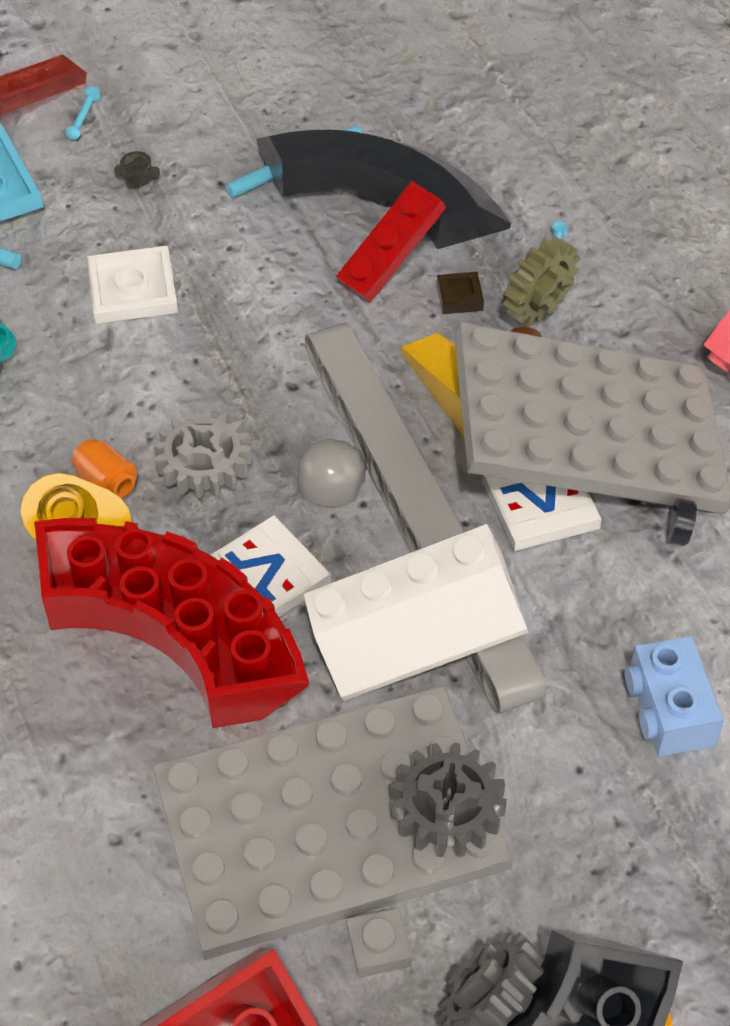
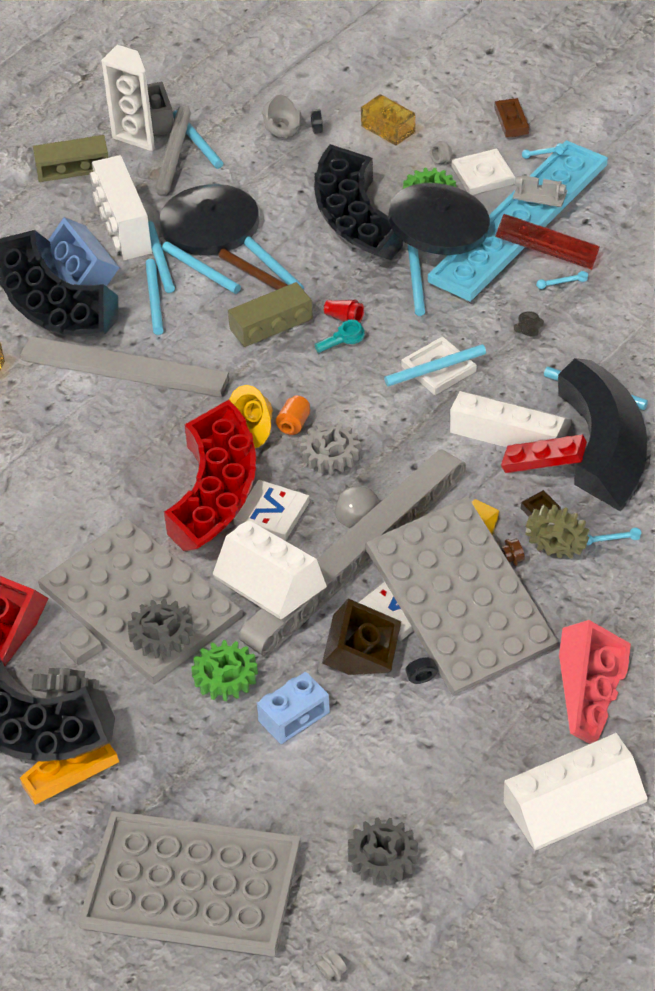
camera: 65 degrees right, 5 degrees down
(141, 283) = (435, 365): none -> medium azure bar
(296, 258) = (503, 422): none -> white slope
(556, 754) = (224, 670): none -> bright green gear
(596, 565) = (361, 640): none -> dark brown slope

